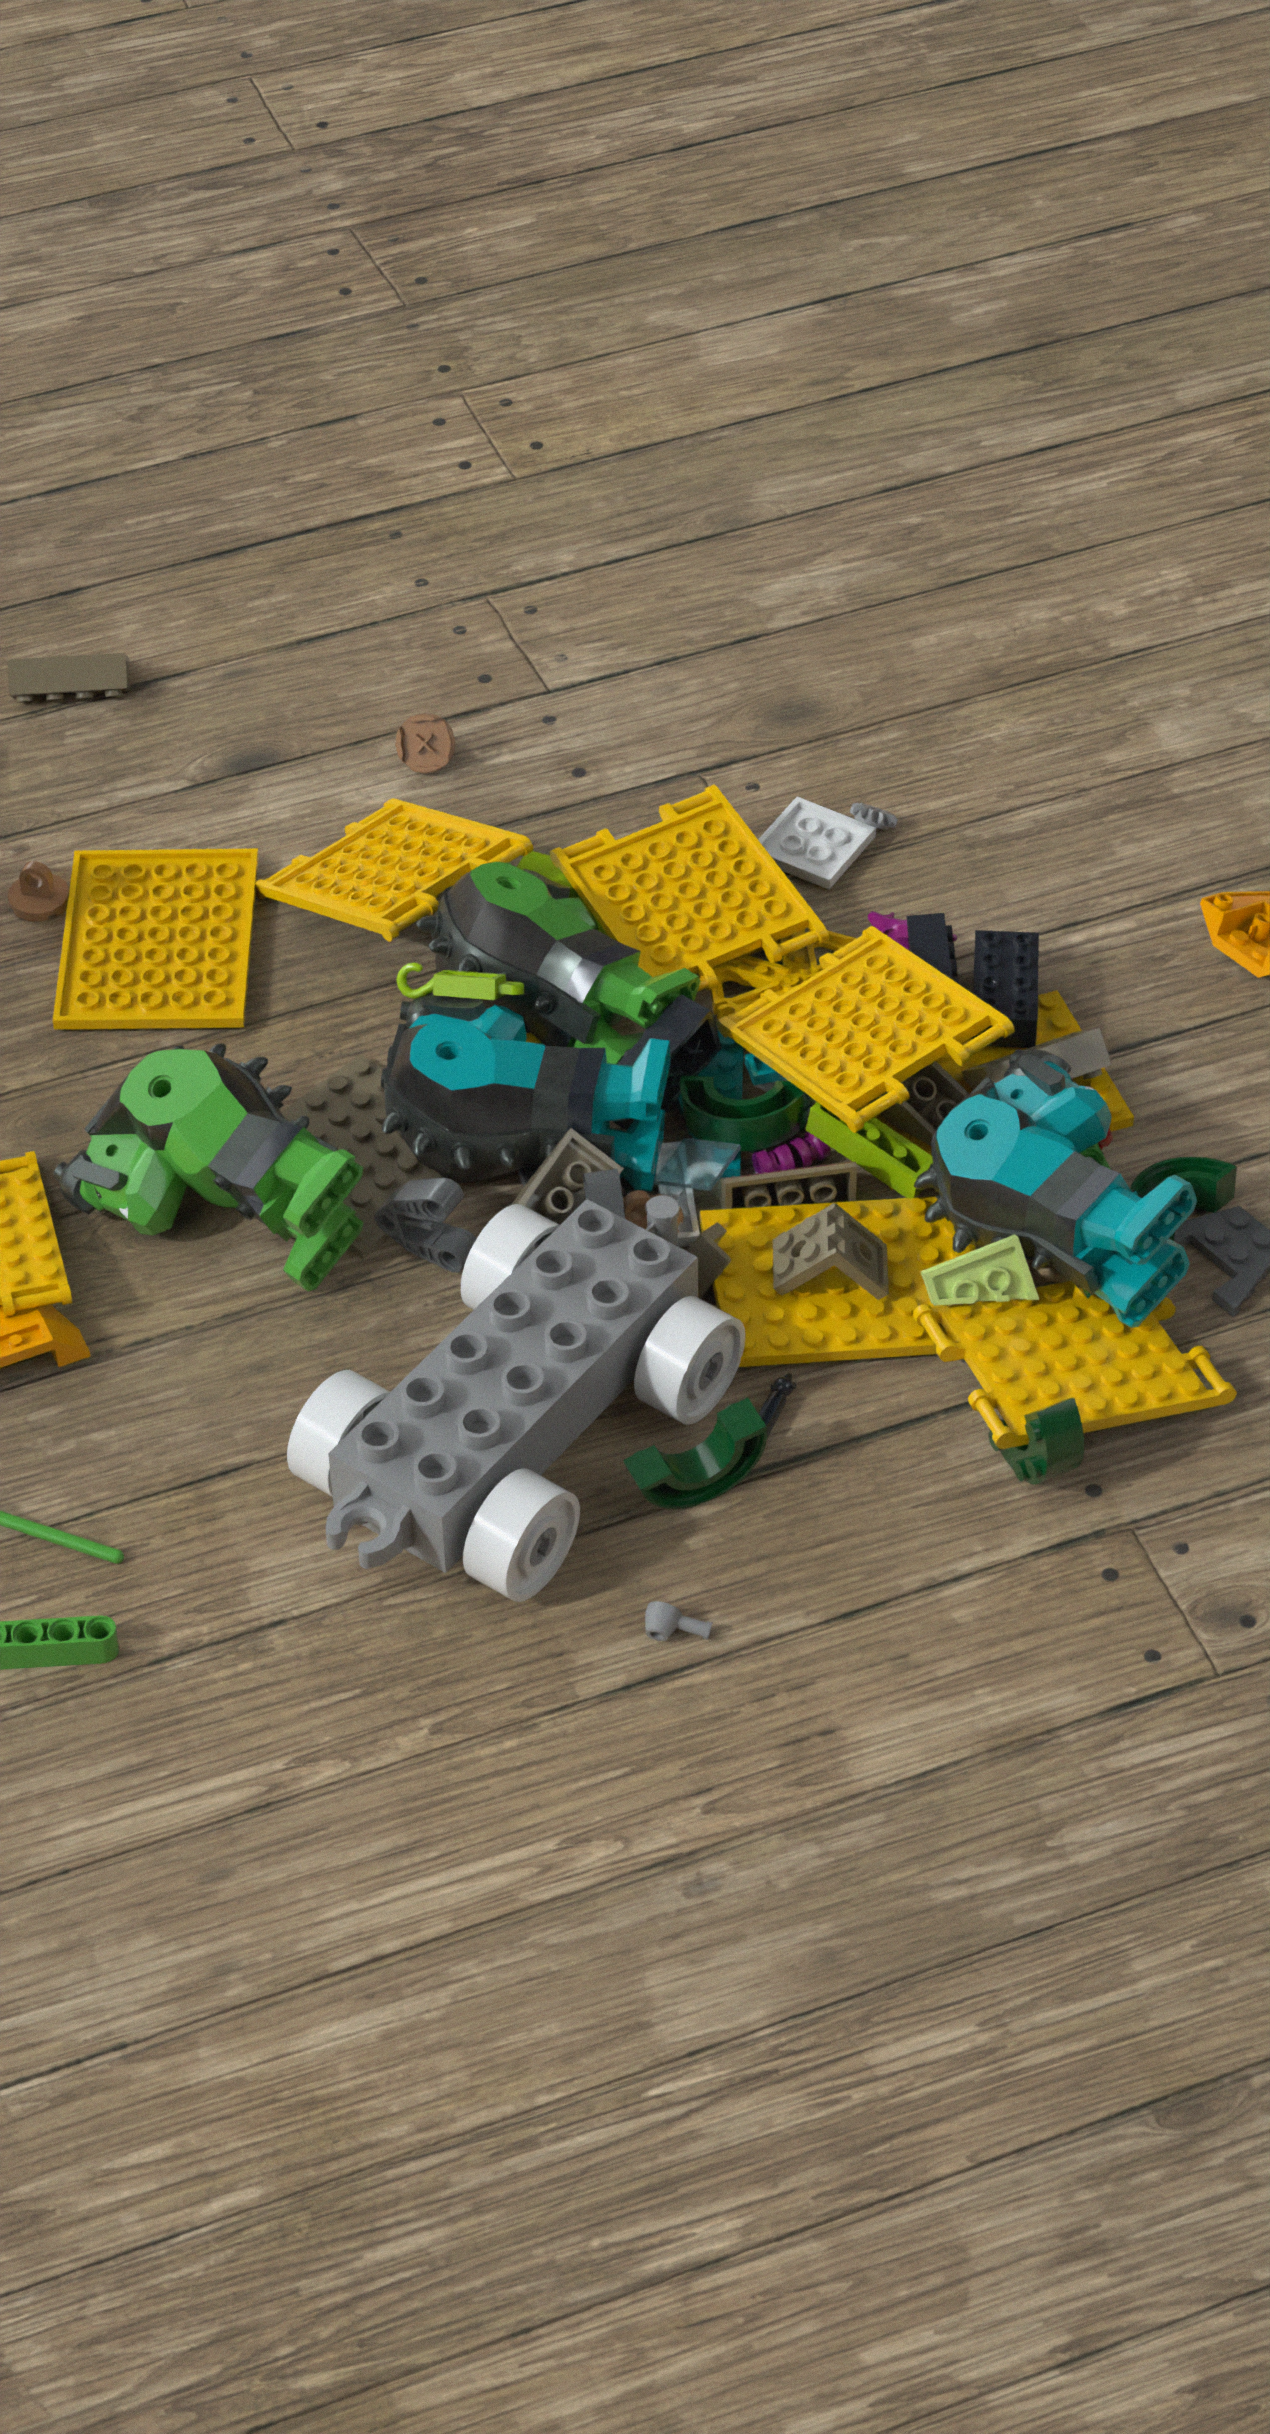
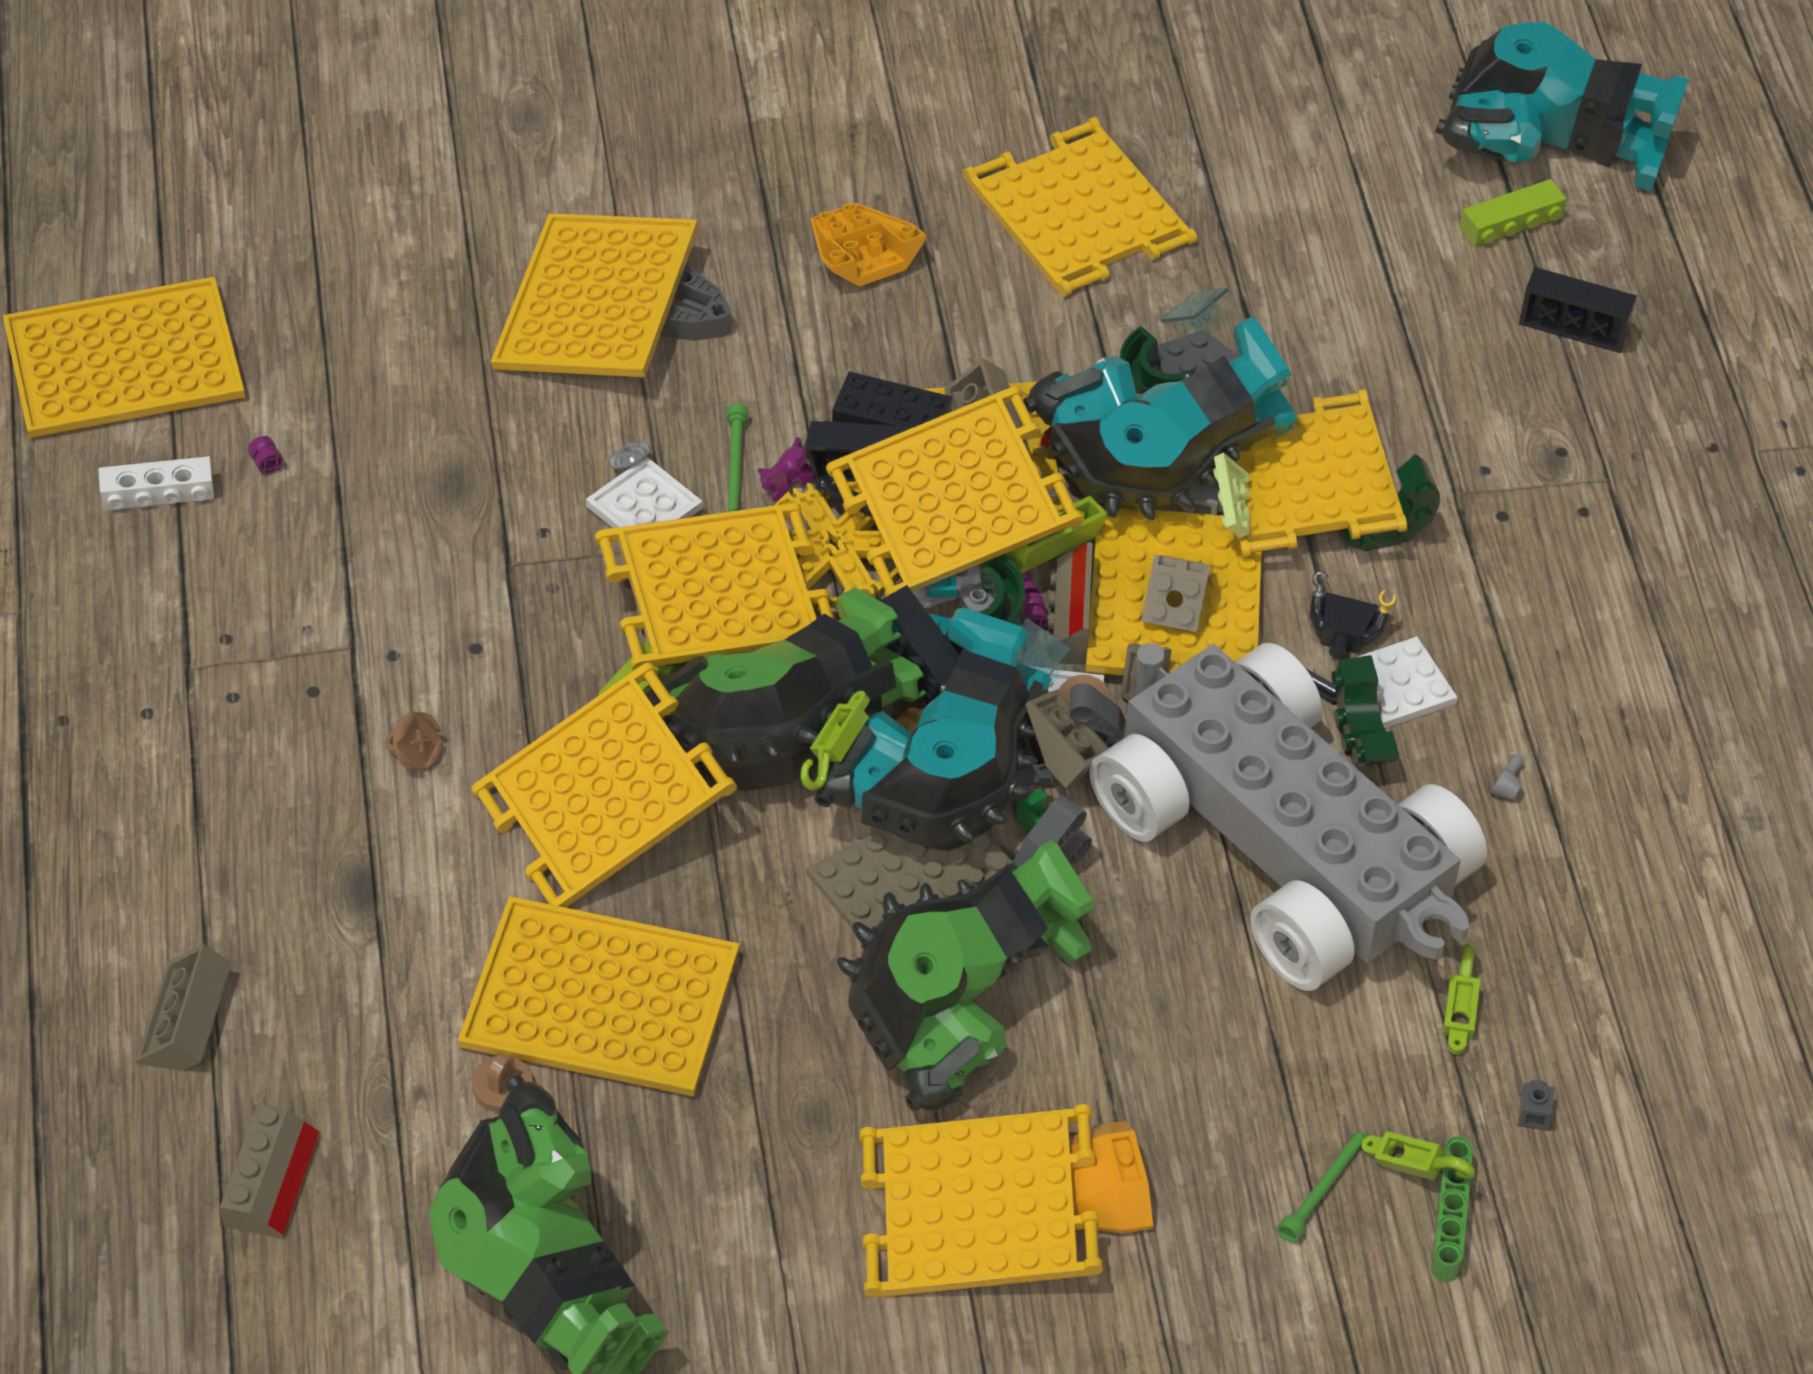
camera: 80 degrees left, 5 degrees up
(80, 1594) = (1419, 1158): none -> lime piece
(190, 1705) = (1536, 1100): none -> dark grey brick
(327, 1618) = (1463, 999): none -> lime piece
(479, 1210) = (1031, 809): none -> green panel
(699, 515) = (156, 483): none -> white brick
(768, 573) = (265, 454): none -> magenta wheel
(793, 1505) = (1409, 683): none -> white plate
(859, 459) = (122, 357): none -> yellow plate
(861, 1433) = (1347, 622): none -> black torso
(965, 887) = (737, 418): none -> bright green piece
(1087, 741) = (595, 295): none -> yellow plate
(1107, 839) = (702, 313): none -> dark grey connector

